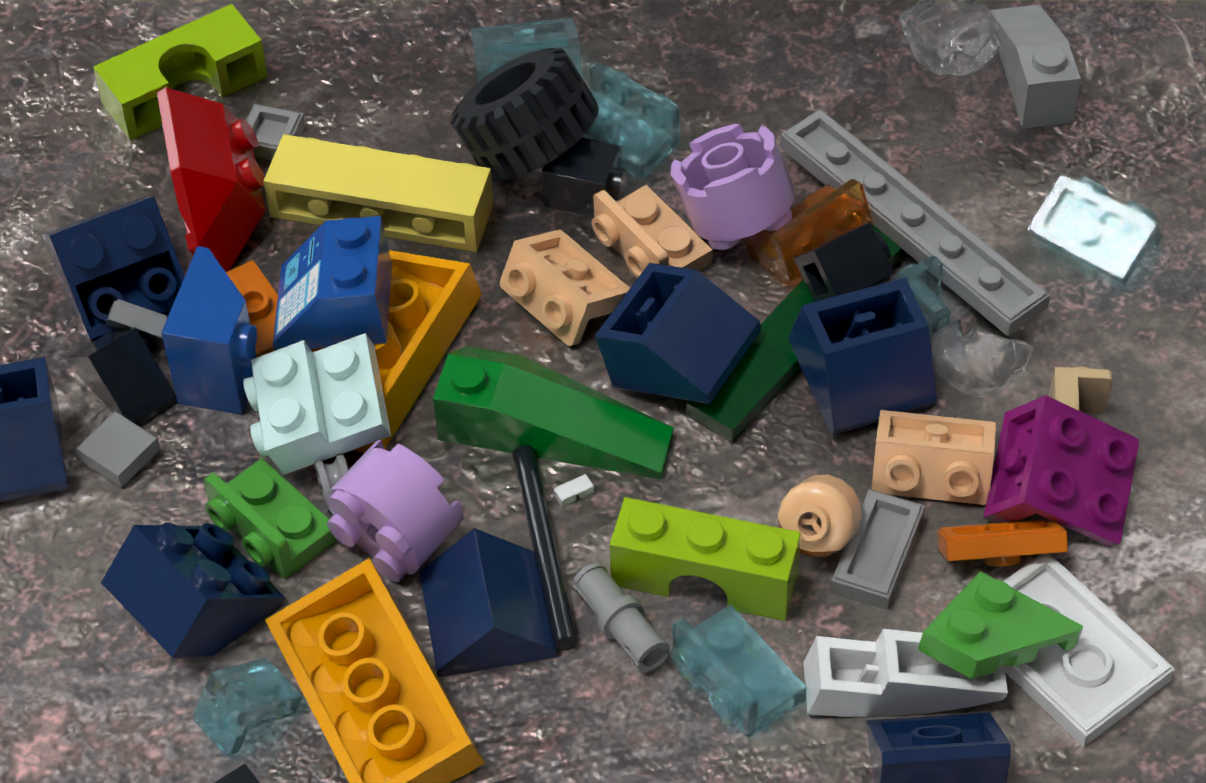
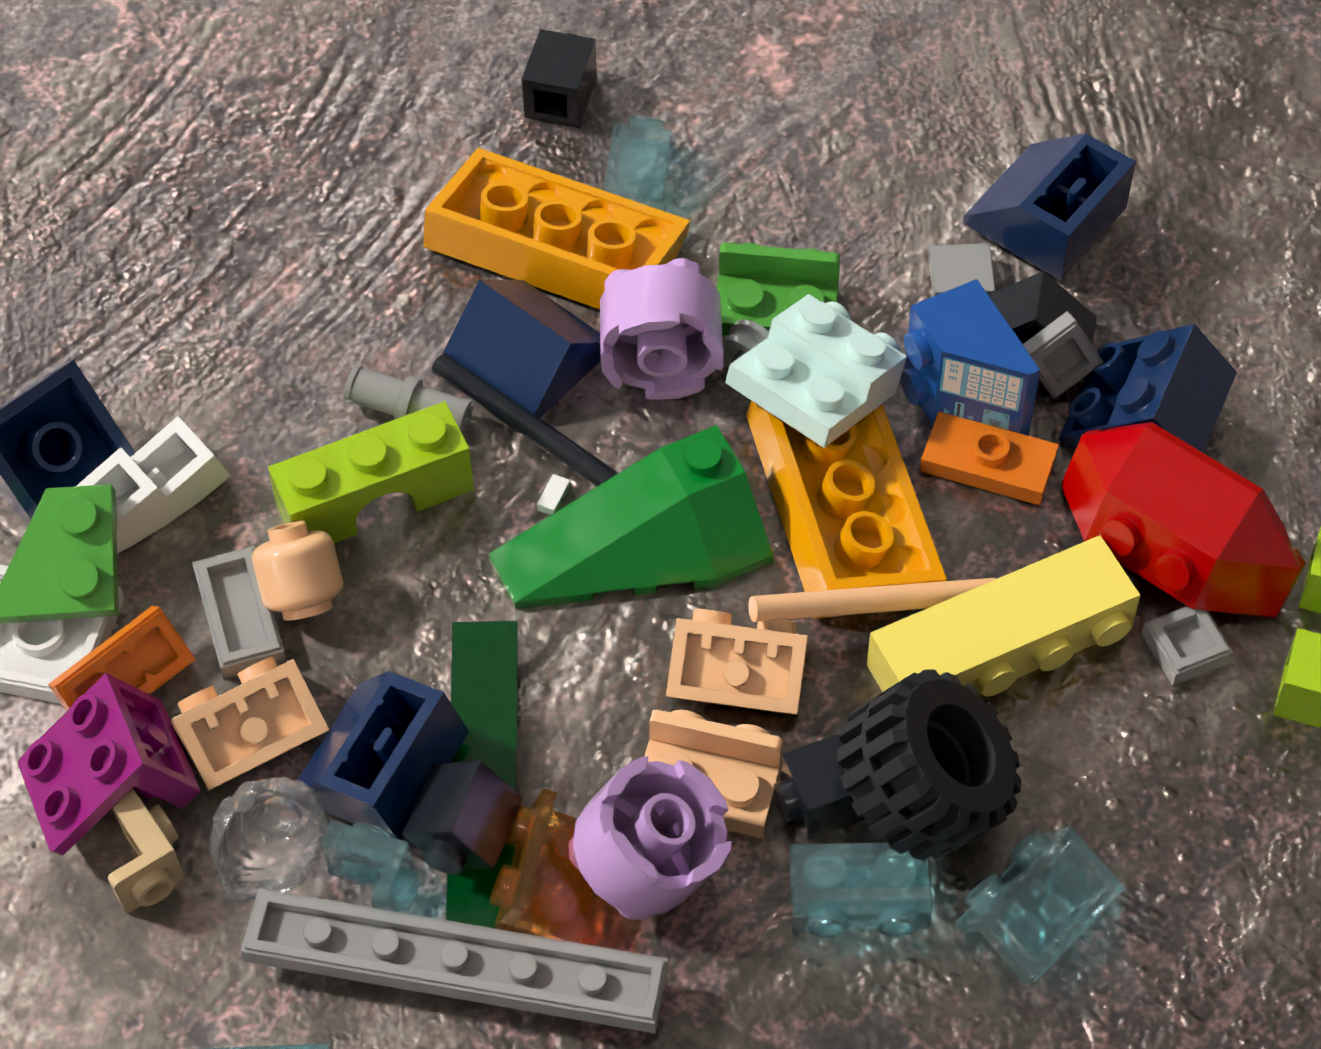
camera: 140 degrees right, 5 degrees up
(190, 587) = (766, 195): dark blue slope -> none
(336, 286) = (910, 479): blue slope -> none
(477, 256) = (857, 600): none -> light nougat bar
(675, 335) = (568, 649): dark blue slope -> none
(736, 669) = (275, 416): clear light blue bracket -> none

